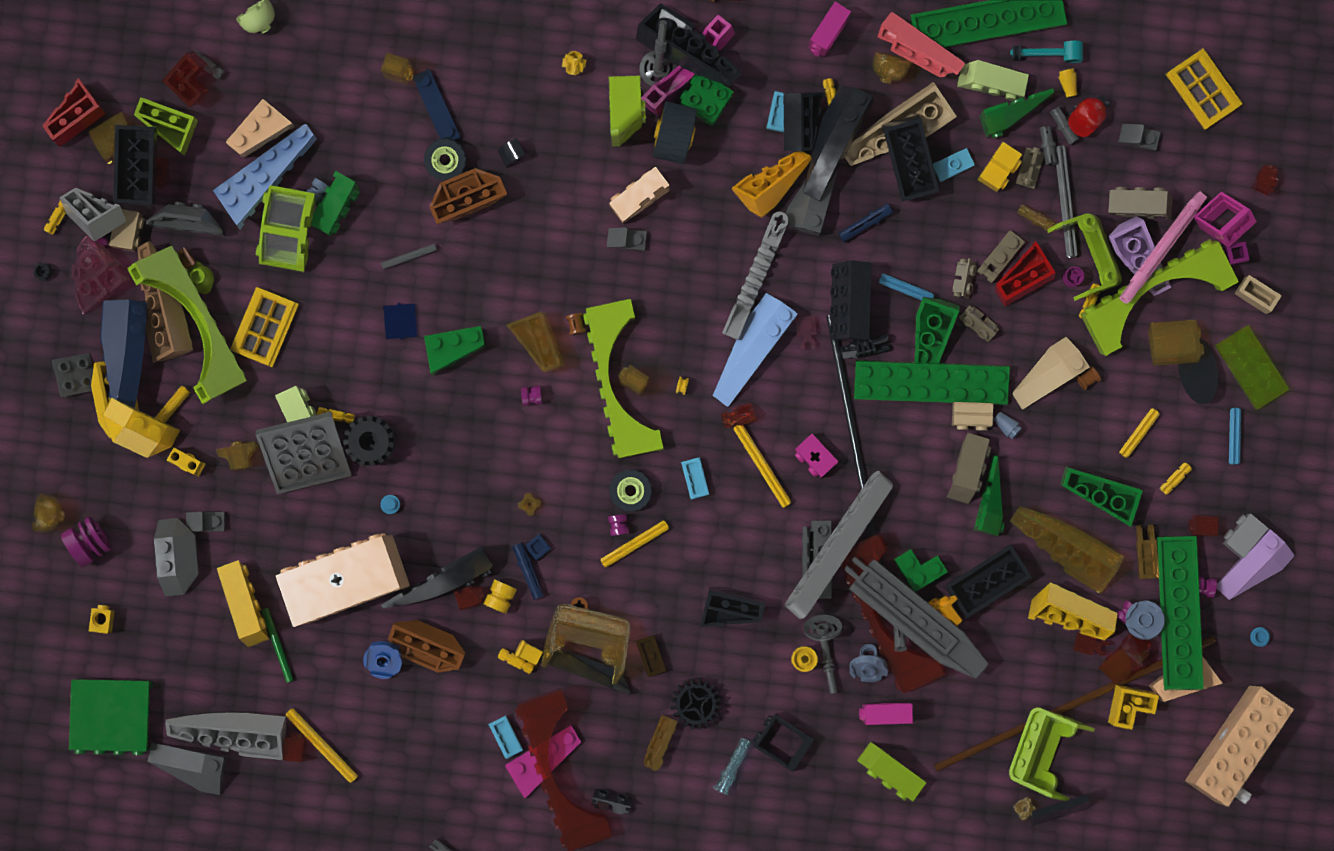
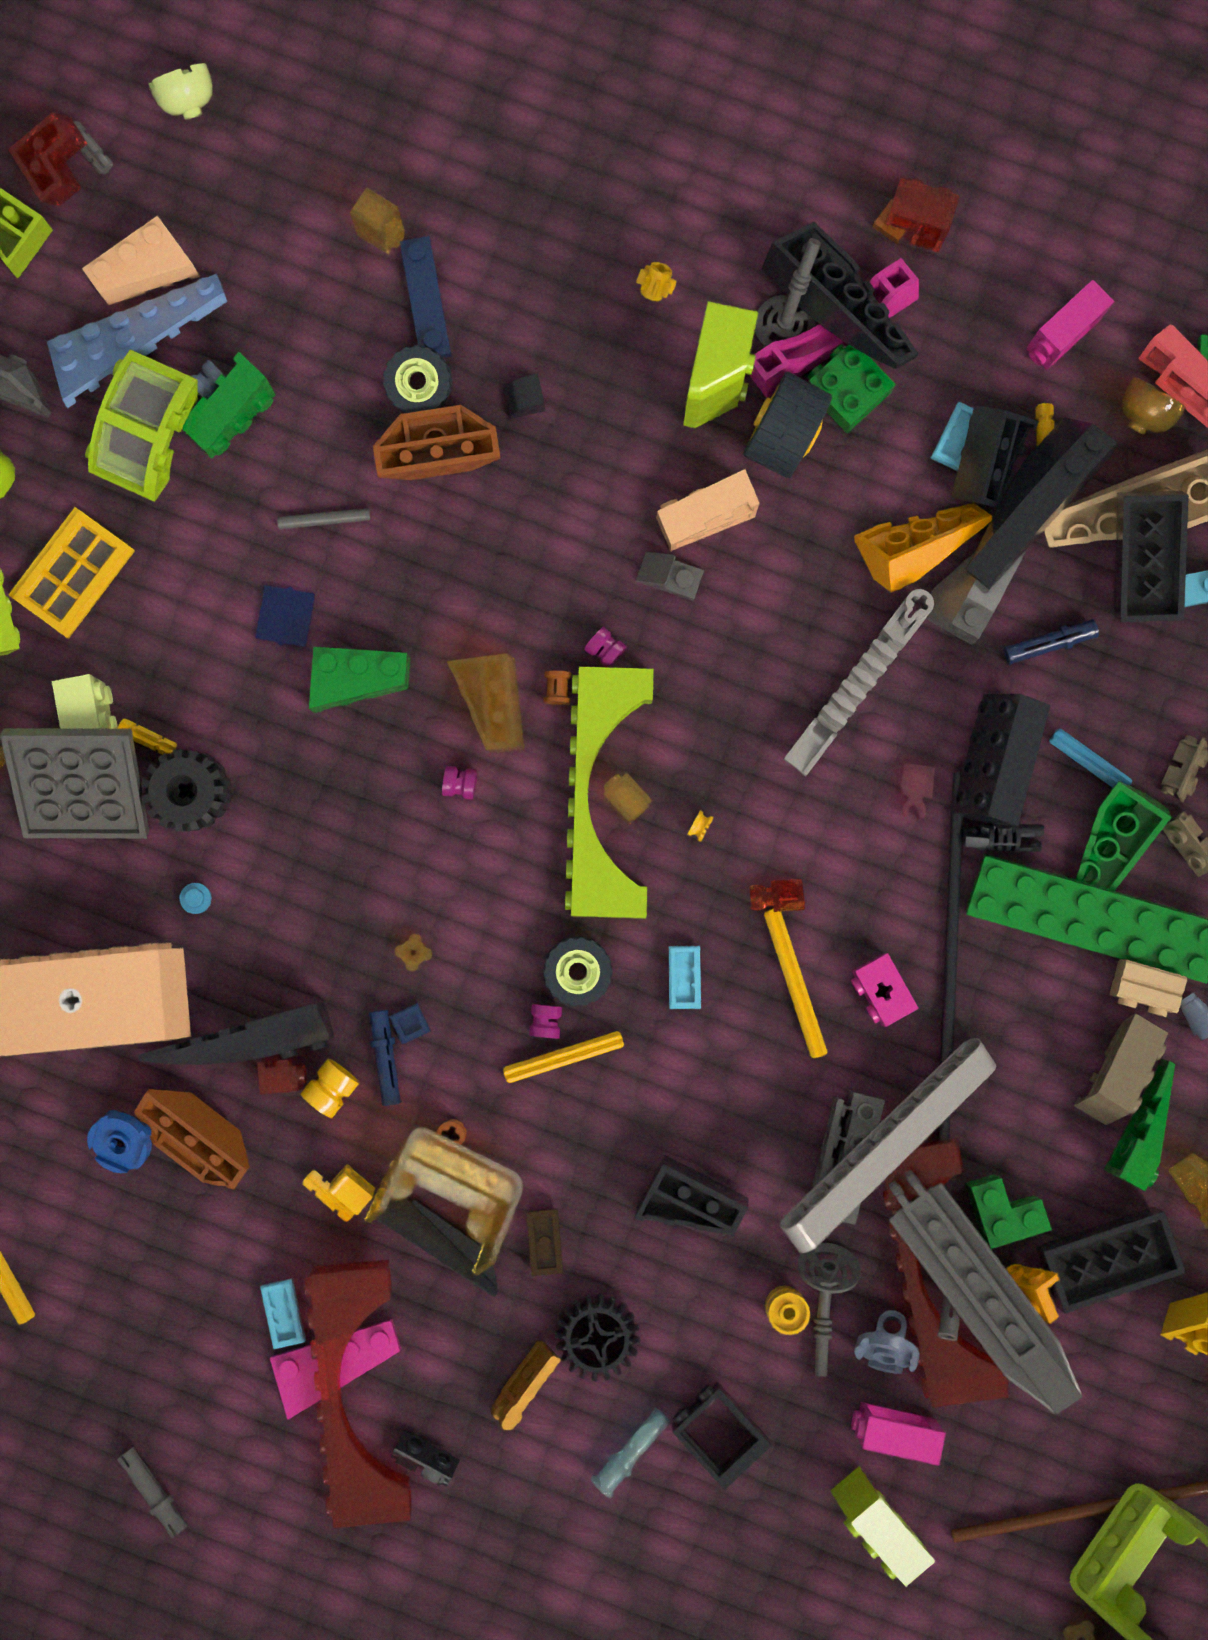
camera: 15 degrees right, 0 degrees up
(598, 292) = (605, 647): none -> magenta wheel
(756, 340) = (836, 782): light blue wedge -> none

